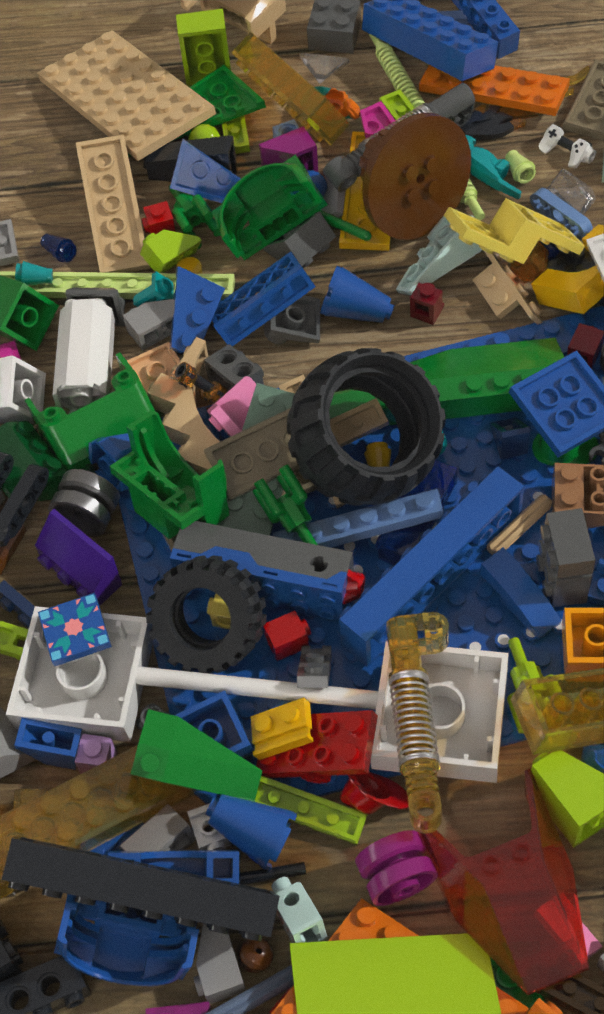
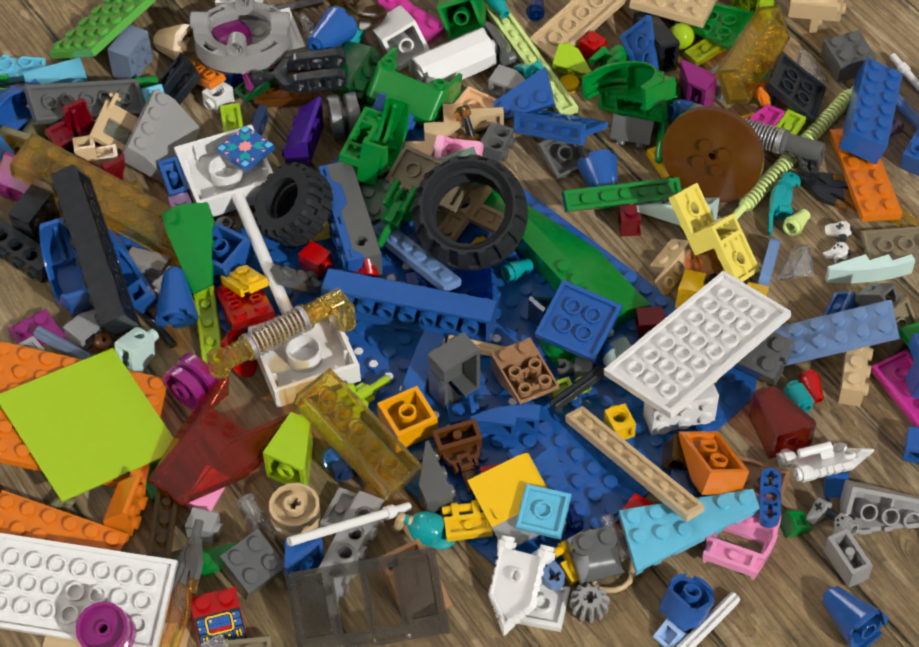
camera: 55 degrees right, 5 degrees down
(353, 79) = (795, 87): none -> black plate
(397, 290) = (620, 194): none -> green plate

